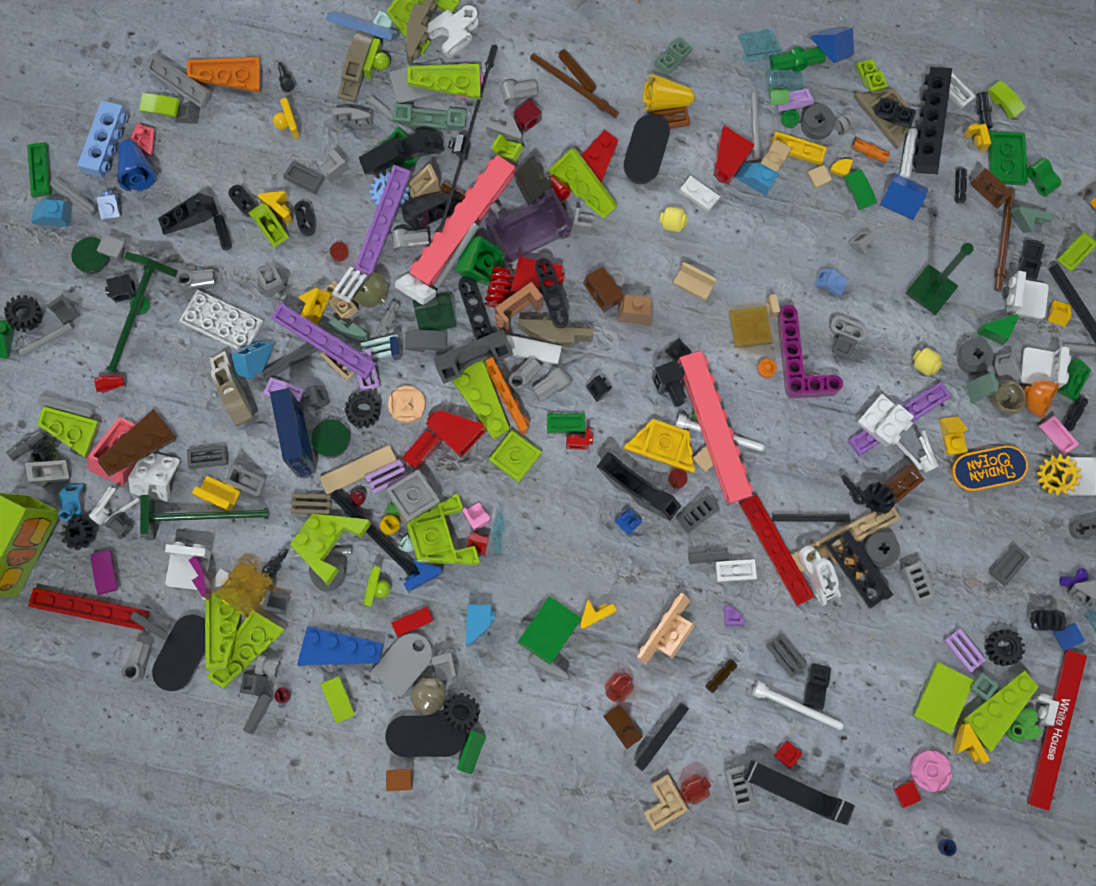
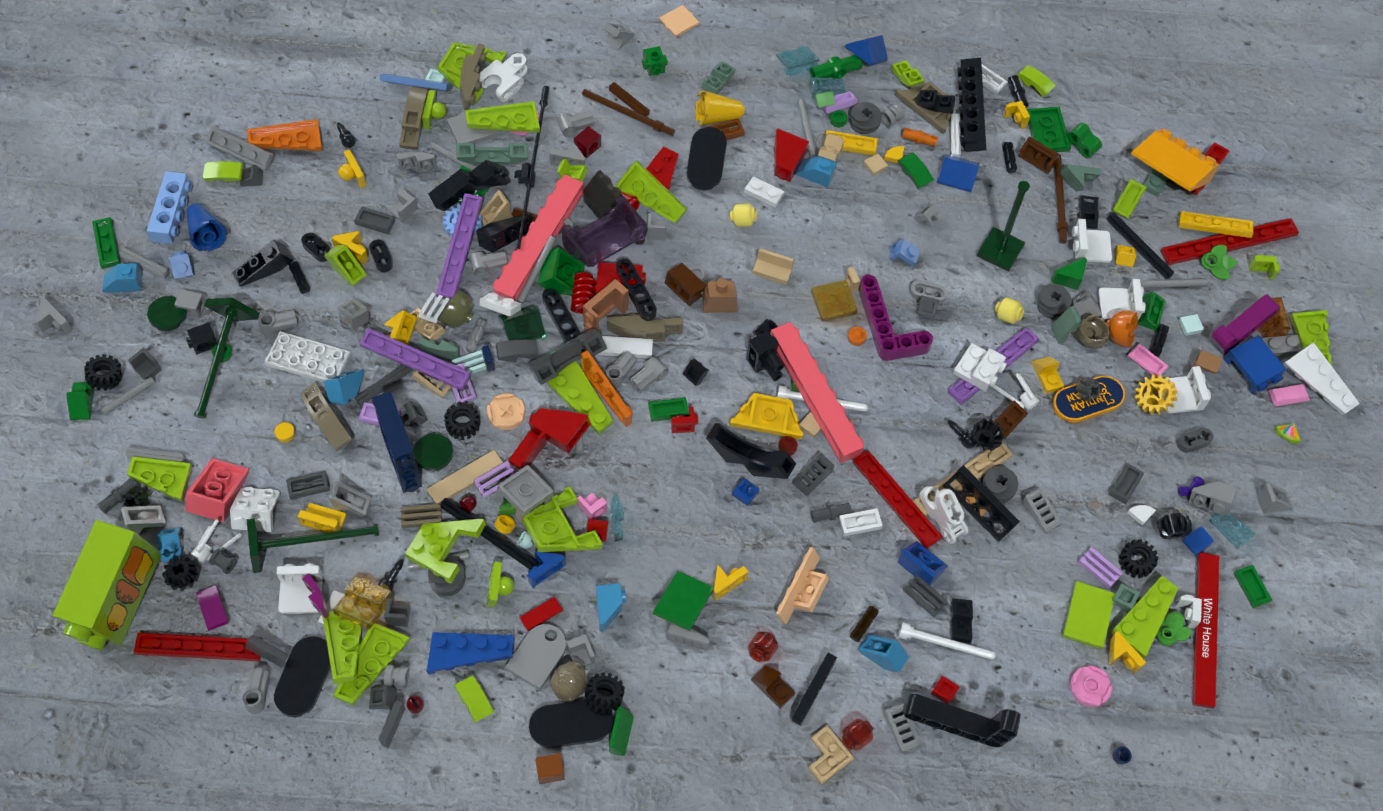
camera: 10 degrees left, 15 degrees down
(107, 383) = (197, 427): red cone -> none
(139, 442) = (235, 477): reddish brown wing -> none
(144, 138) = (211, 202): coral piece -> none
(191, 398) = (284, 432): none -> yellow tile
(339, 251) = (419, 281): clear red tile -> none
(515, 456) = (622, 445): lime tile -> none
(609, 30) = (654, 61): none -> green brick
(732, 617) = (865, 567): medium lavender tile -> none
(735, 710) = (884, 652): none -> dark azure slope
(790, 621) = (922, 562): none -> blue slope
(810, 517) = (925, 465): black bar -> none
(907, 794) = (1071, 711): red tile -> none
(991, 461) = (1088, 389): none -> dark grey gear
(1018, 599) = (1141, 513): none -> white tile

